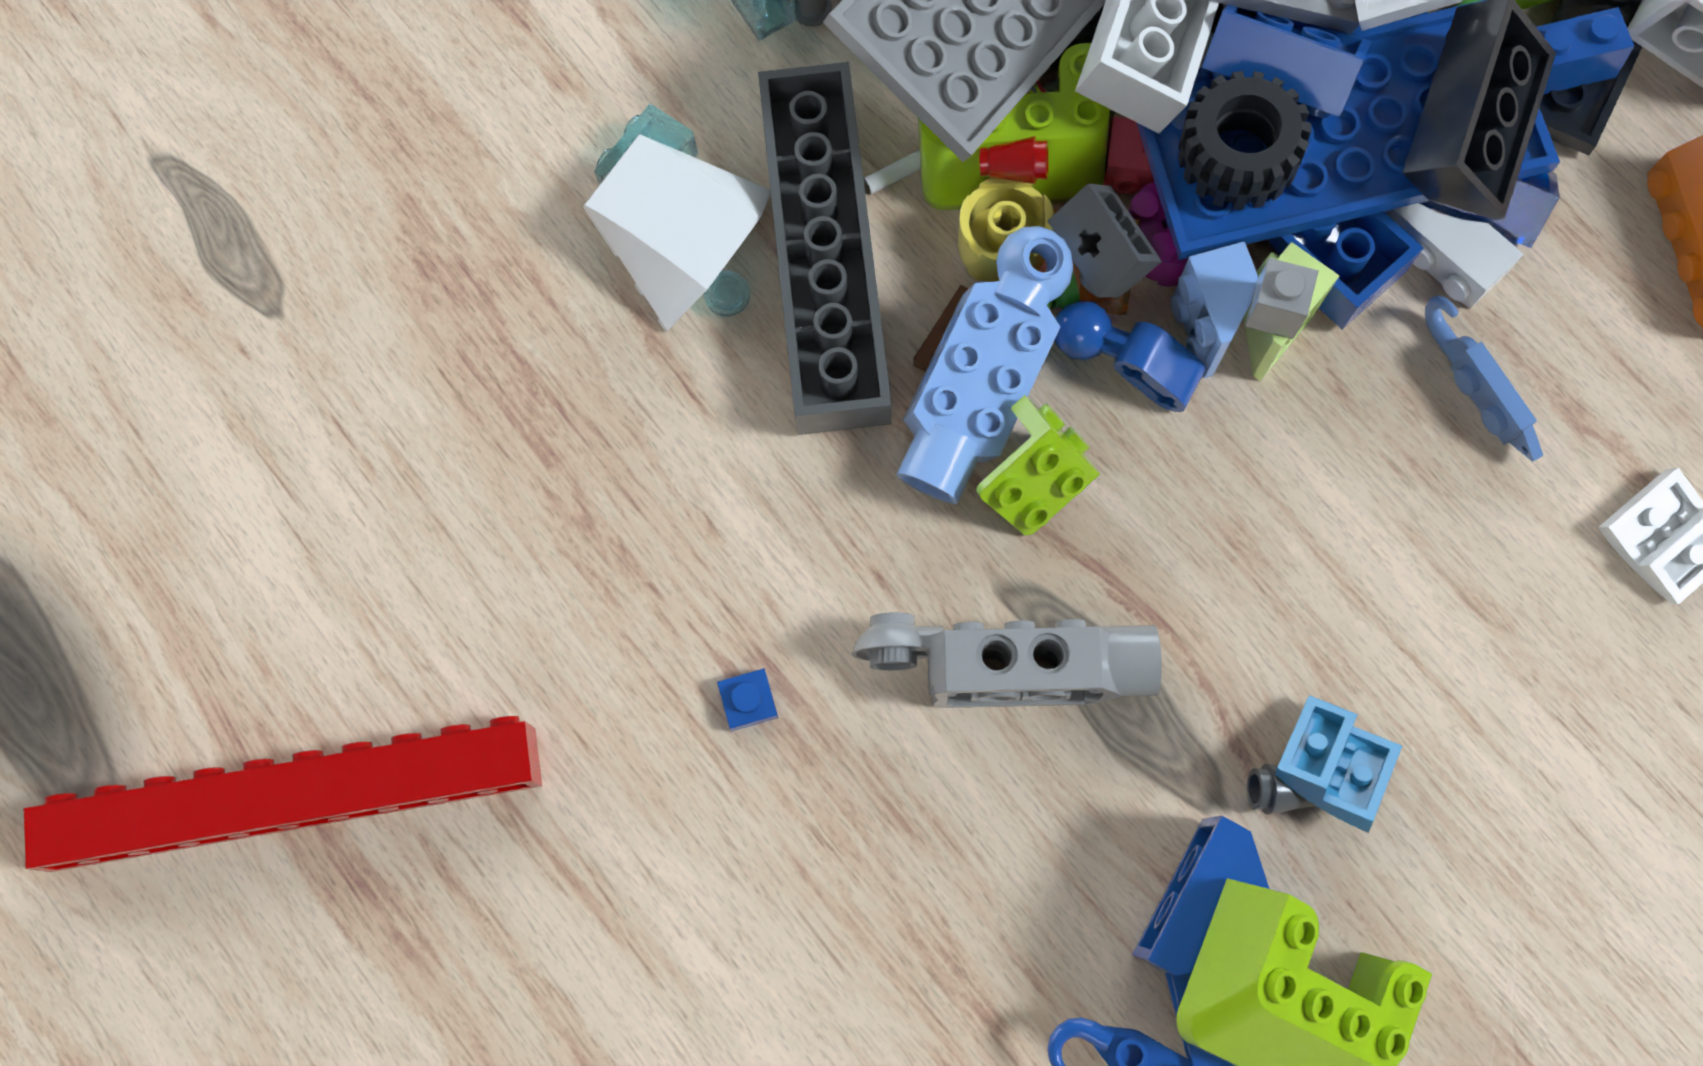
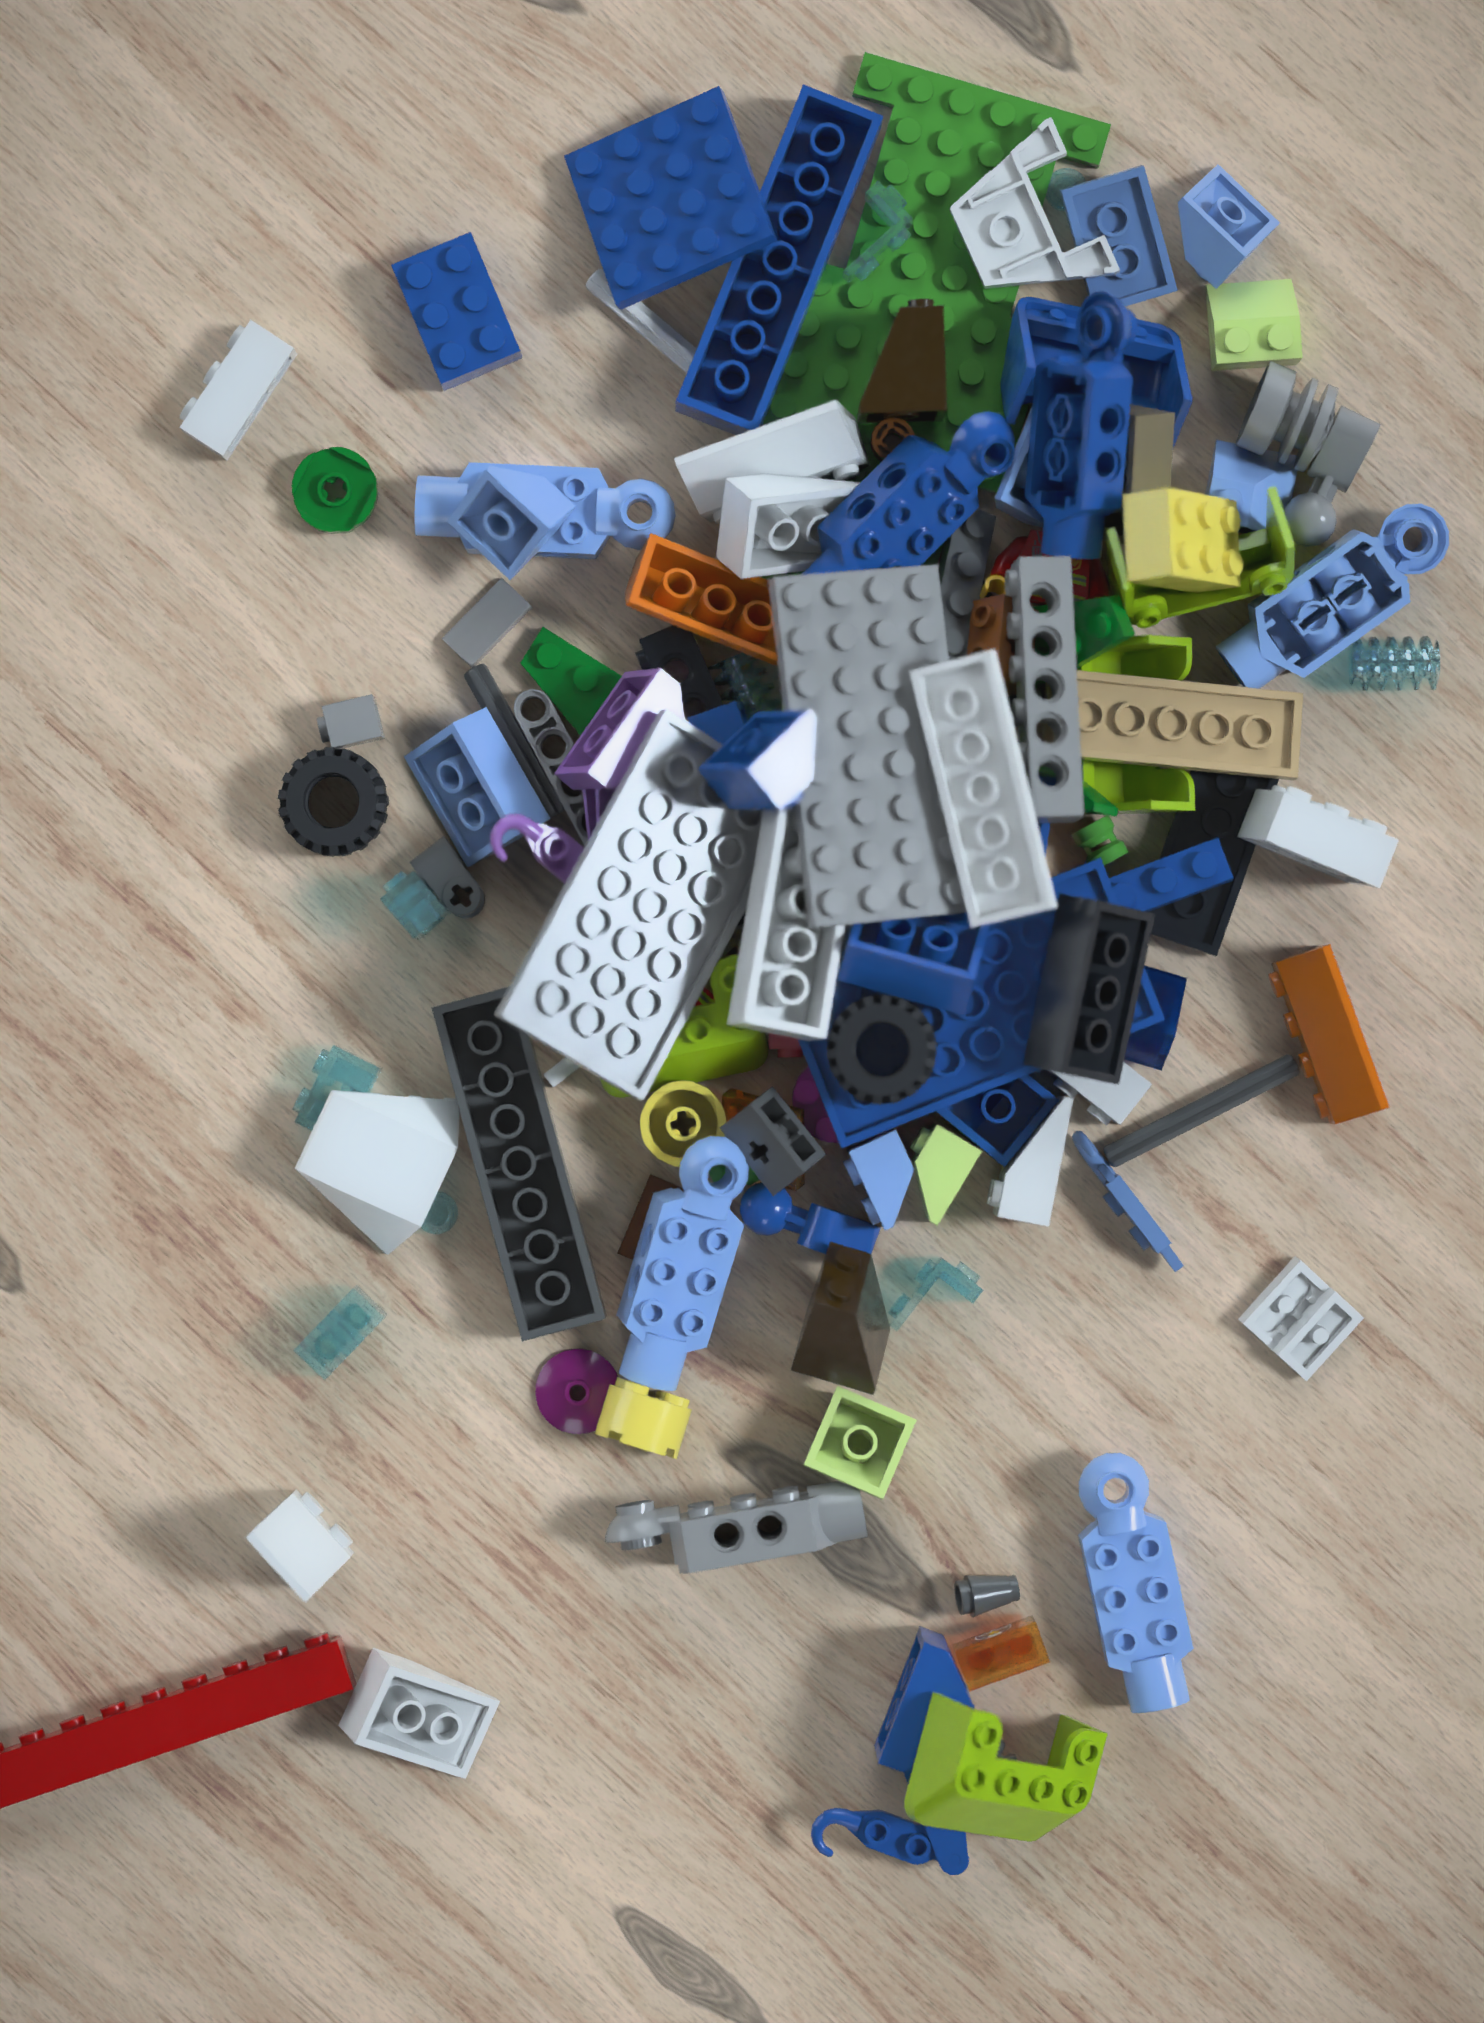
camera: 15 degrees left, 15 degrees up
(505, 602) = (301, 1544): none -> white slope
(599, 389) = (340, 1332): none -> clear light blue brick
(603, 829) = (417, 1714): none -> white slope
(747, 700) = (520, 1584): blue plate -> none
(853, 522) = (559, 1375): none -> magenta dish
(917, 525) = (643, 1420): none -> light yellow brick
(1016, 160) = (686, 1075): red cone -> none
(1040, 473) = (755, 1350): lime bracket -> none
(1159, 444) = (844, 1322): none -> dark brown slope
(1163, 581) = (860, 1442): none -> yellowish green slope
(1281, 298) = (929, 1194): light grey brick -> none
(1282, 432) = (959, 1278): none -> clear light blue bracket
(1311, 856) = (1001, 1653): none -> clear orange brick
(1337, 763) = (1025, 1567): dark azure slope -> none
(1383, 334) = (1031, 1176): none -> white slope
(1469, 806) = (1134, 1586): none -> light blue brick
(1571, 301) = (1201, 1110): none -> dark grey axle

